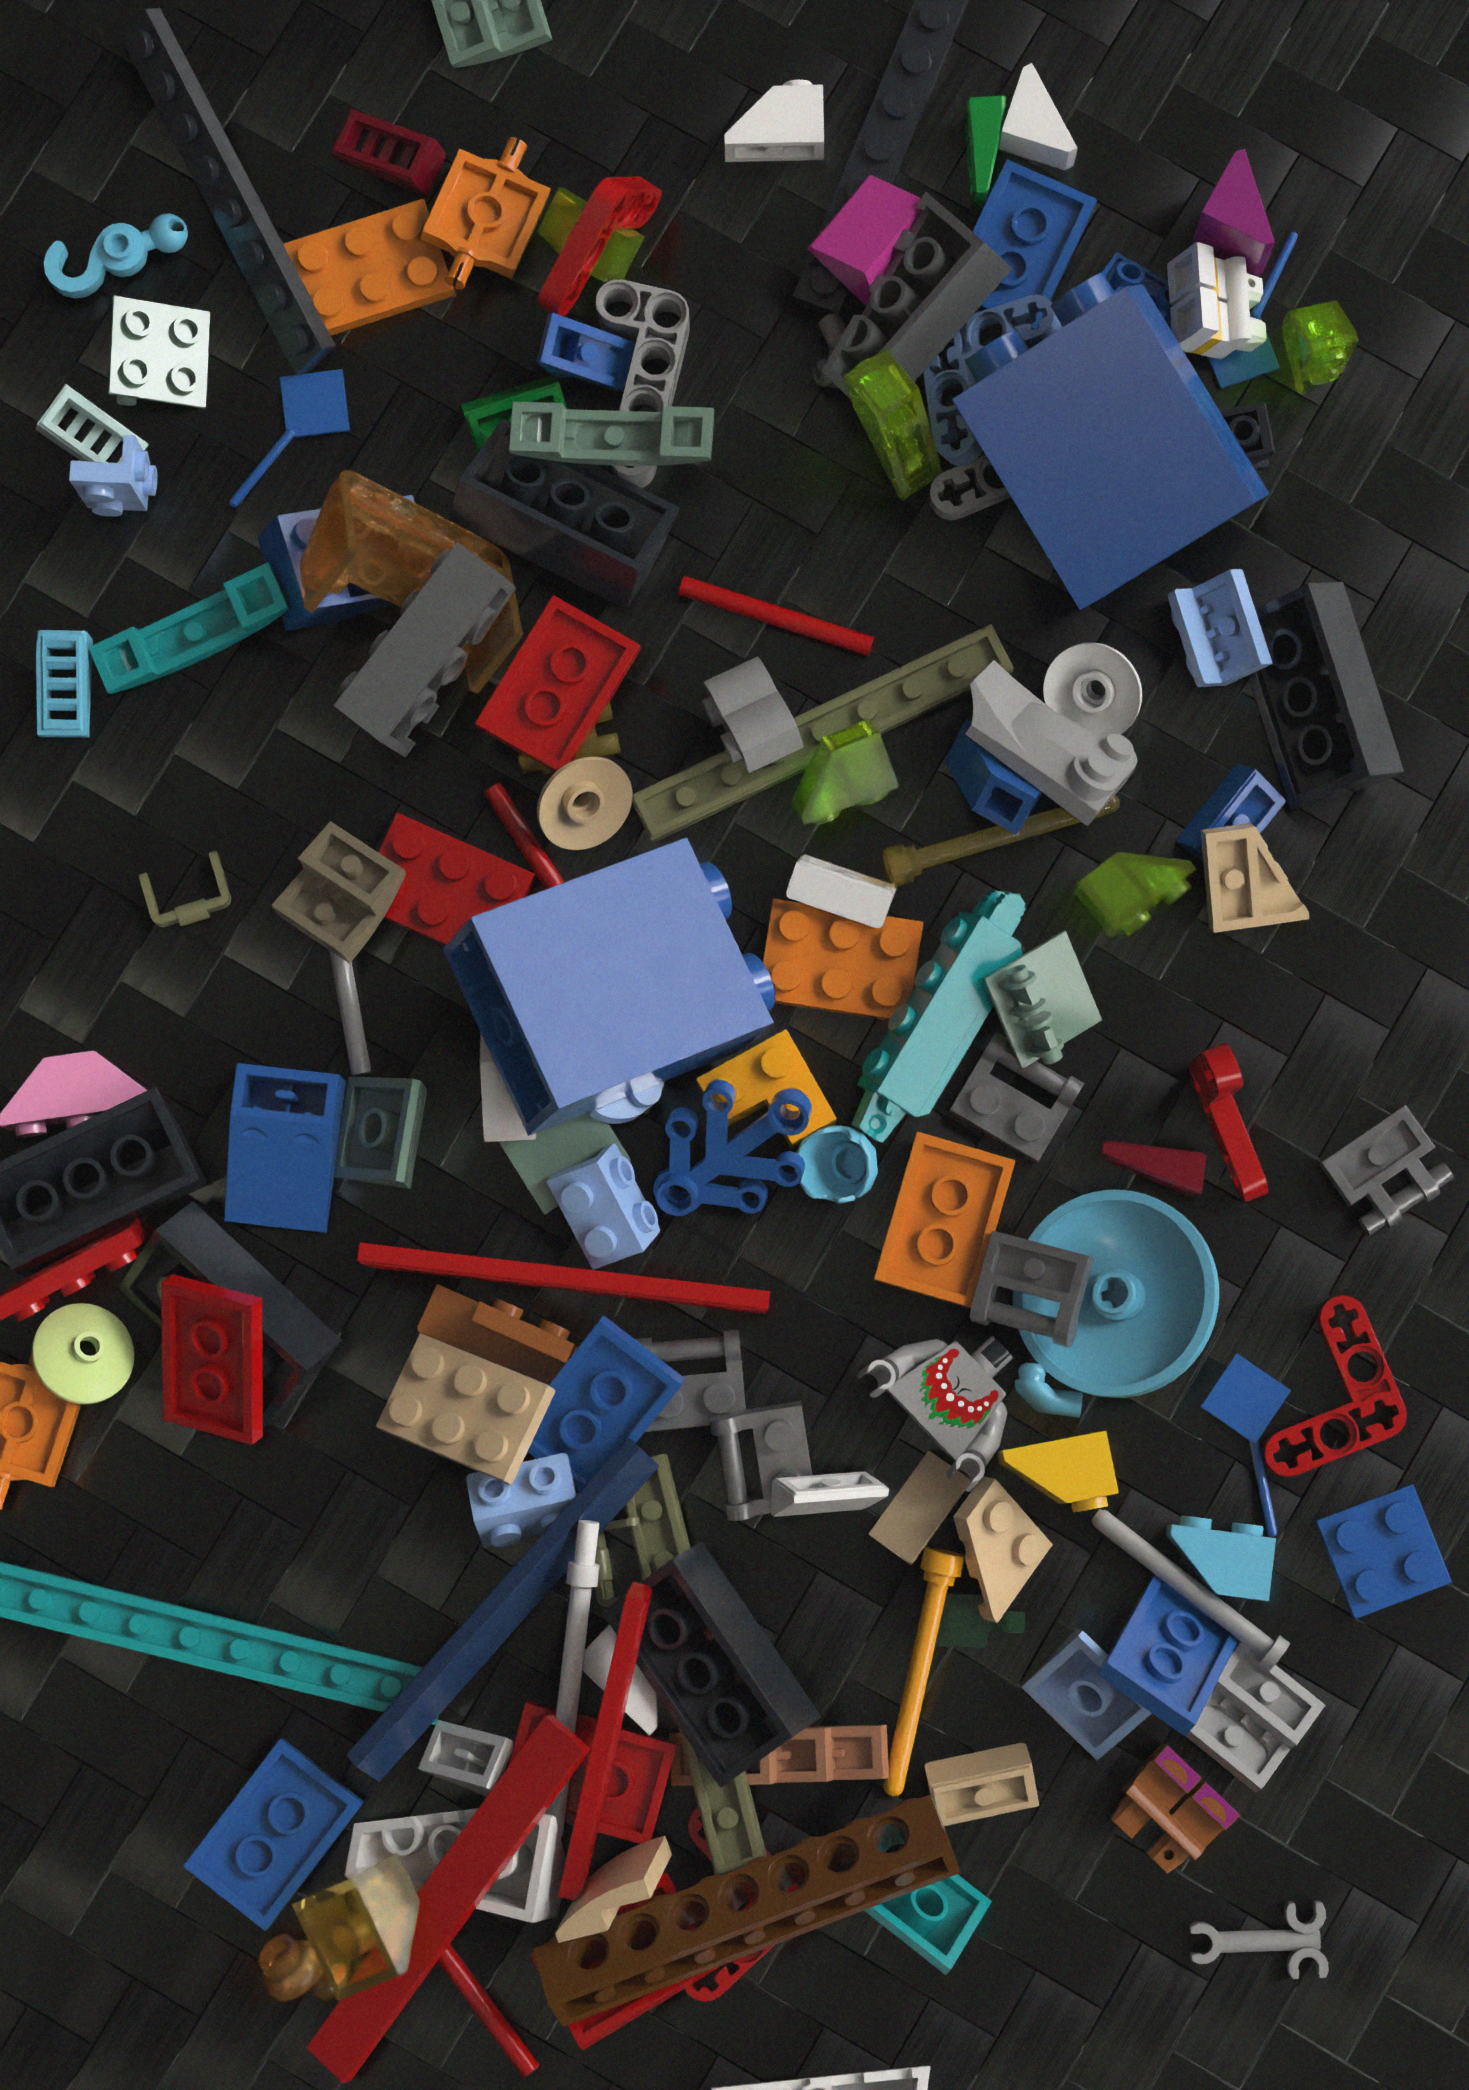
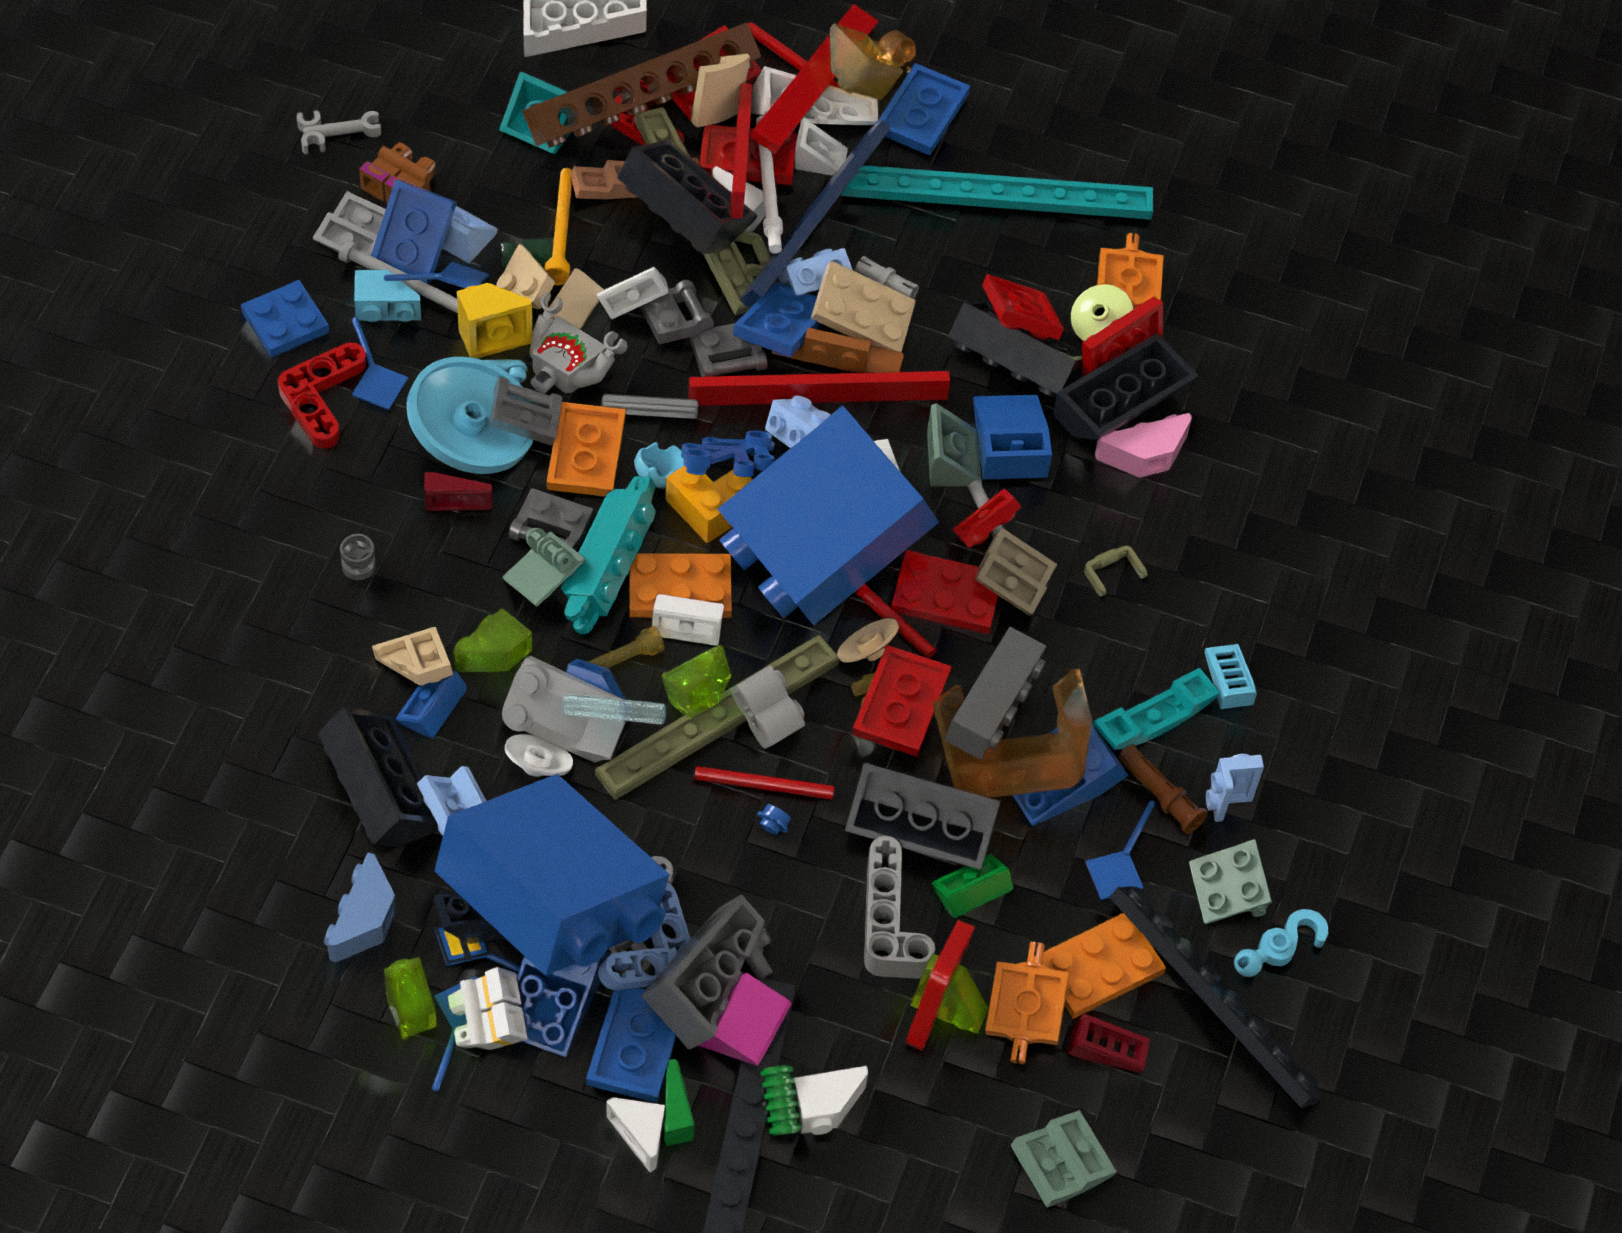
camera: 160 degrees right, 25 degrees down
(86, 410) = (1268, 842): light aqua slope -> none
(204, 493) = (1172, 798): none -> reddish brown pin
(360, 986) = (993, 513): none -> red plate
(411, 1484) = (886, 277): none -> light grey pin
(585, 353) = (934, 913): blue slope -> none
(612, 437) = (902, 852): sand green slope -> none
(774, 548) = (774, 820): none -> blue plate
(832, 1291) = (653, 406): none -> dark grey axle
(845, 124) = (781, 1100): none -> green piece
(894, 422) = (712, 883): clear neon green slope -> none
(982, 1784) = (514, 182): tan slope -> none
(984, 699) = (613, 709): none -> clear light blue axle
(1098, 1589) = (453, 274): none -> blue piece
(1216, 1081) = (417, 517): red beam -> none
(1236, 218) = (484, 1065): magenta slope -> none
(1323, 1068) = (357, 556): none -> dark grey wheel
(1364, 490) = (363, 913): none -> medium blue slope
(1376, 1158) = (309, 518): flat silver plate -> none

